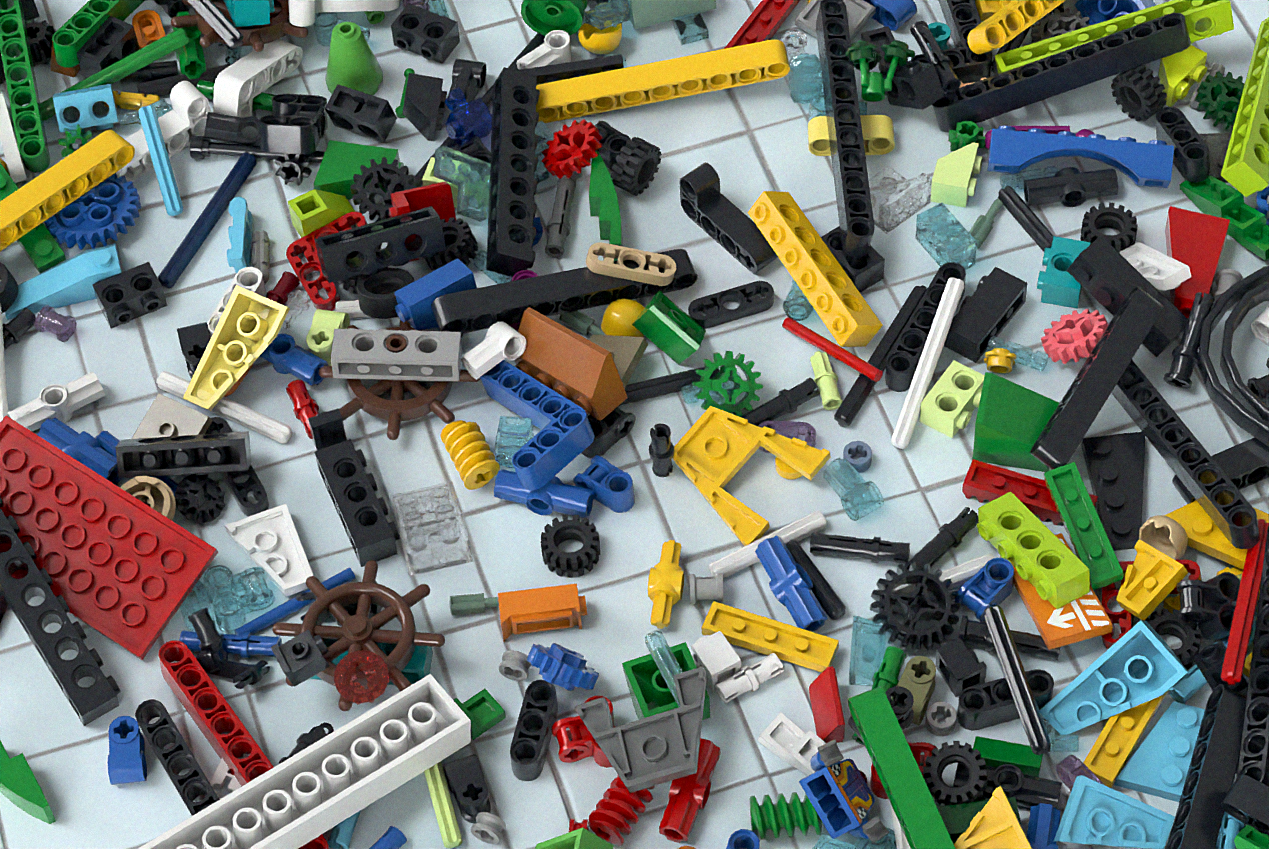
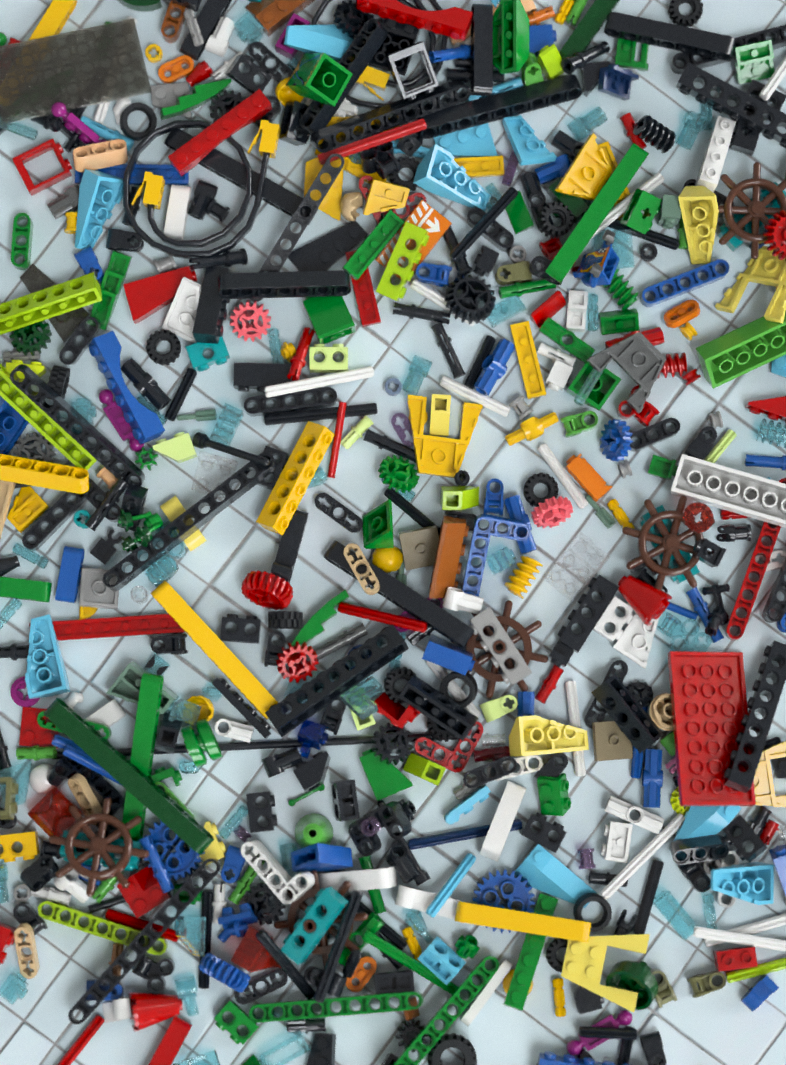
camera: 130 degrees left, 30 degrees up
(42, 363) = (617, 841): none -> white bracket
(160, 328) = (554, 795): none -> green bracket
(166, 11) = (351, 963): none -> black axle
(169, 231) = (502, 821): none -> white beam
(253, 255) = (499, 772): none -> black beam
(302, 103) = (364, 826): none -> clear purple bush
(308, 54) = (322, 858): none -> blue slope
(317, 556) = (644, 598): none -> red cone
(325, 526) = (610, 617): none -> white brick
(454, 624) = (619, 514): none -> yellow axle
(526, 528) = (552, 512): none -> coral gear
(547, 263) = (382, 617): none -> red axle
(586, 585) = (563, 476): none -> white axle
(624, 644) = (578, 424): none -> bright green piece
(634, 437) = (459, 497): none -> lime slope
(665, 121) = (240, 634): none -> black brick
(686, 155) = (267, 590): none -> red gear
(708, 38) = (171, 644): none -> black piece
(732, 799) = (619, 321): none -> green slope
(776, 482) = (440, 415): none -> light yellow slope
(776, 764) = (592, 312): none -> clear light blue axle
(779, 694) = (557, 332): none -> green piece
(951, 201) = (202, 441): none -> black piece
(974, 350) = (298, 360): none -> red pin
(1080, 106) = (85, 409): none -> clear light blue brick

